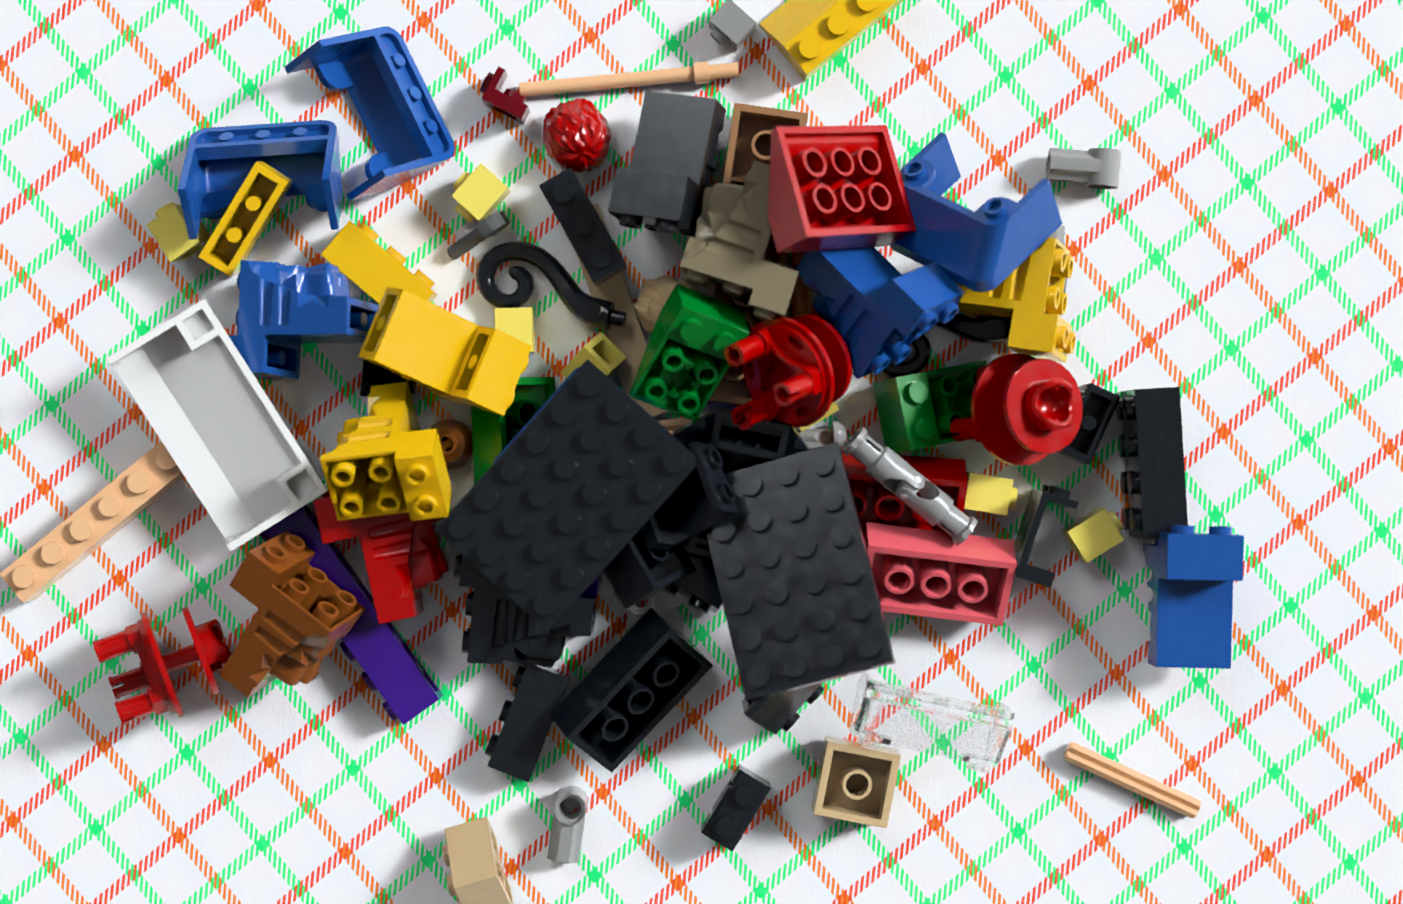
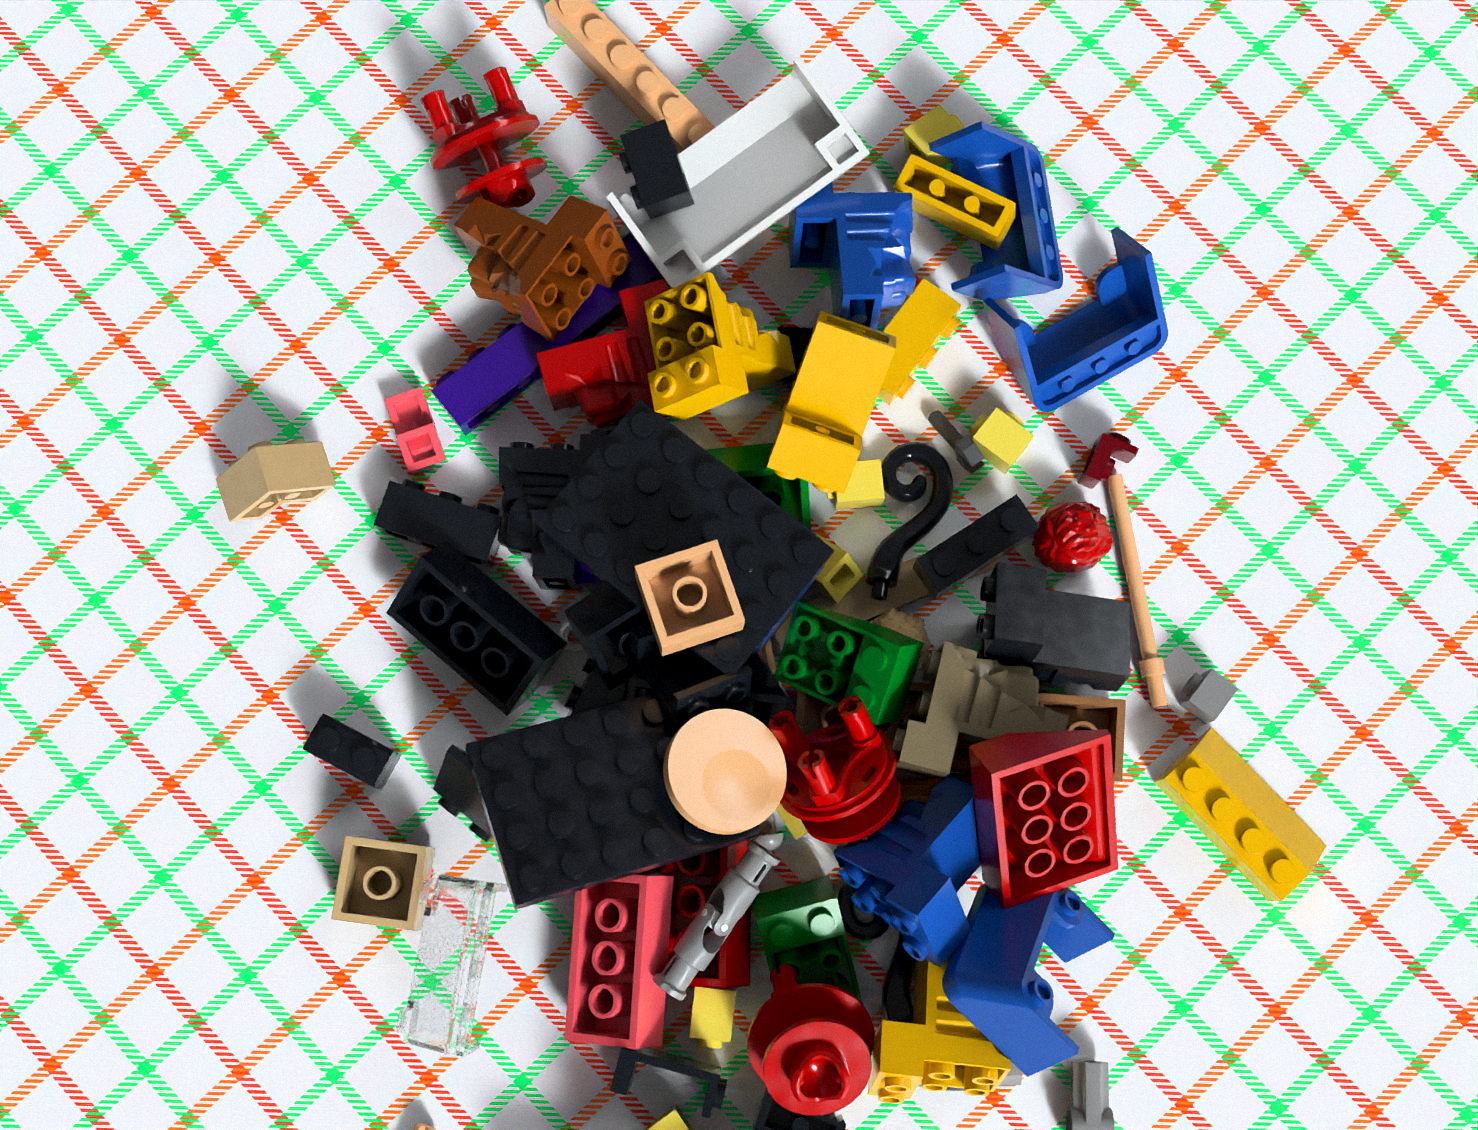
camera: 85 degrees right, 10 degrees down
(204, 502) = (656, 170): none -> black brick
(435, 741) = (415, 429): none -> coral slope
(459, 438) = (737, 432): dark orange cone -> none
(567, 827) = (327, 572): light grey piece -> none
(629, 494) = (689, 597): none -> light nougat brick
(783, 471) = (725, 771): none -> light nougat piece

